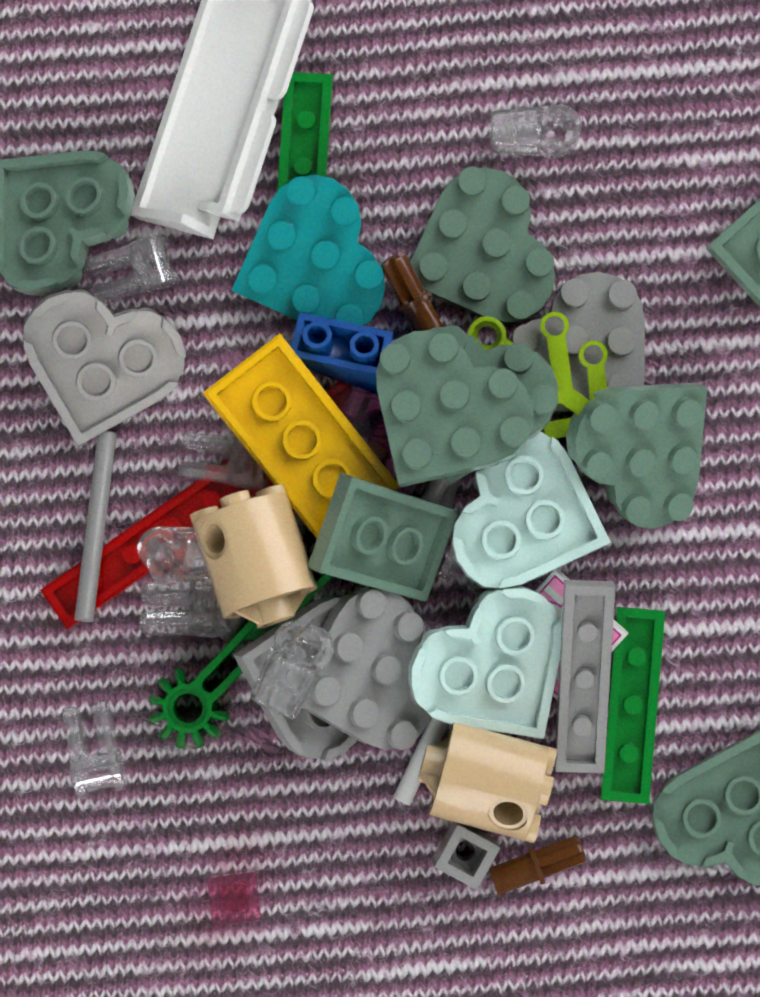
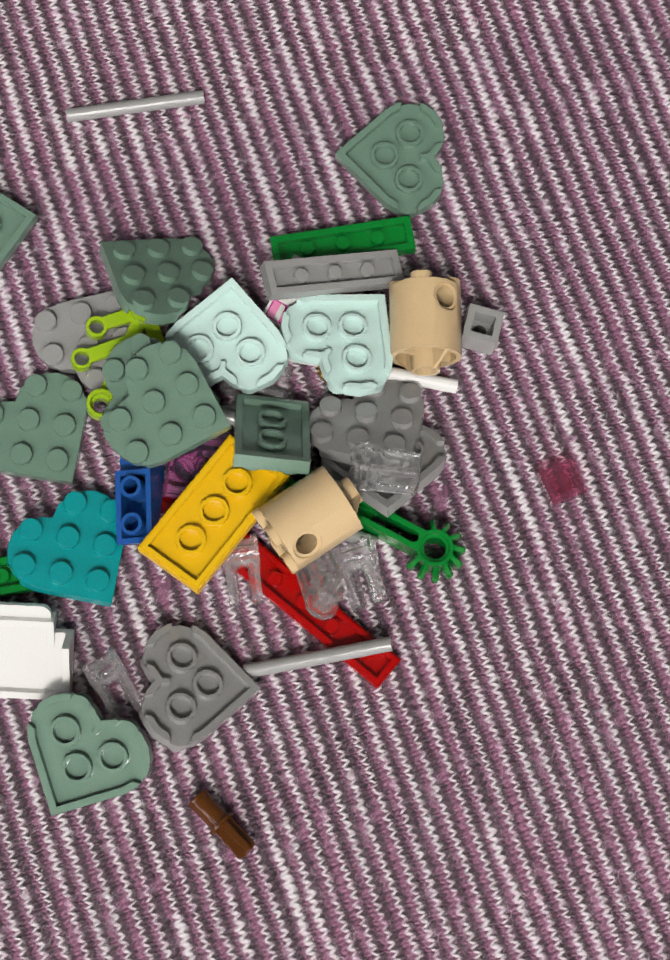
camera: 105 degrees left, 10 degrees down
(107, 756) = (487, 602): clear piece -> none
(410, 293) = (85, 468): reddish brown axle -> none
(537, 865) = (473, 280): reddish brown axle -> none

